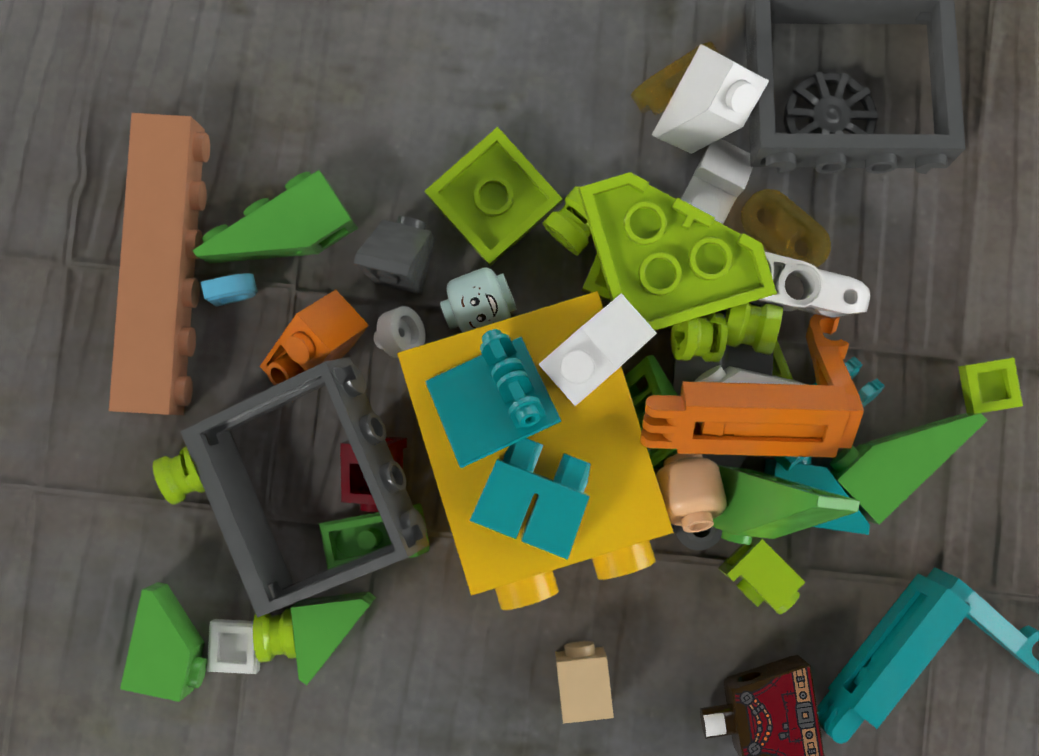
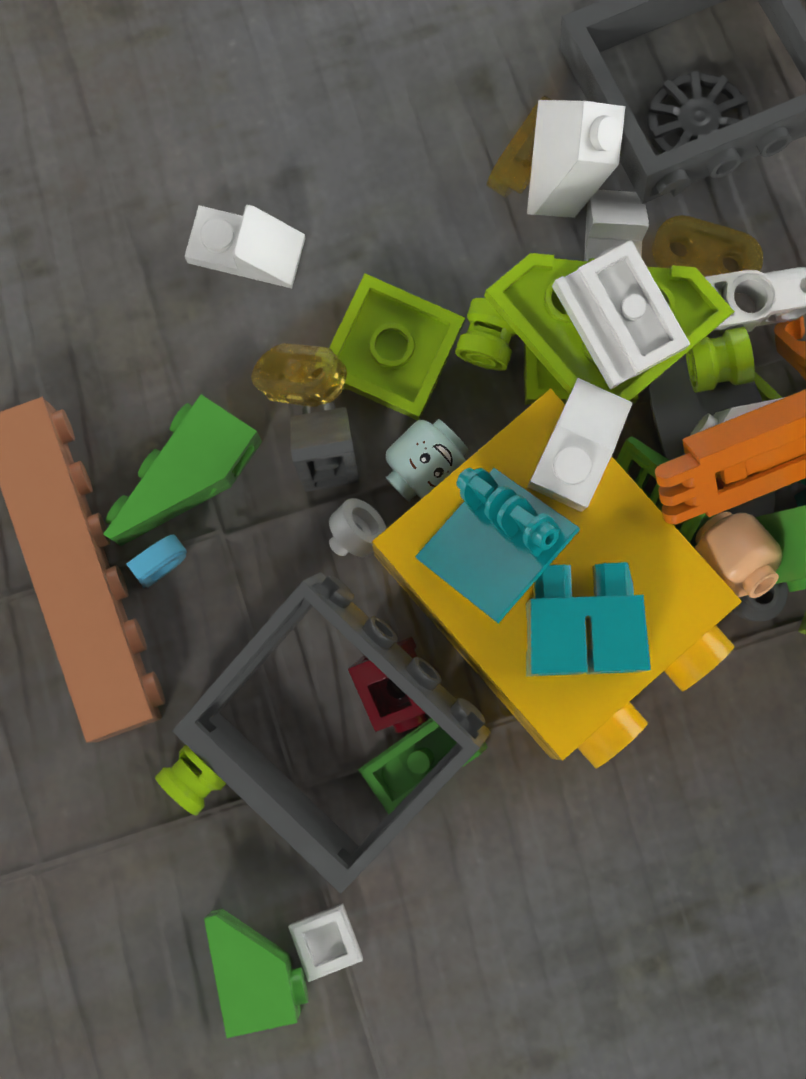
camera: 25 degrees left, 5 degrees down
(273, 636) = (369, 906): lime wheel -> none
(314, 336) = (269, 573): orange slope -> none
(321, 627) = (414, 876): bright green slope -> none
(406, 188) = (299, 374): none -> clear yellow plate
(413, 61) = (245, 245): none -> white slope
(584, 682) = (716, 811): tan brick -> none
(679, 256) = (620, 314): none -> white plate
(700, 337) = (674, 393): lime wheel -> none

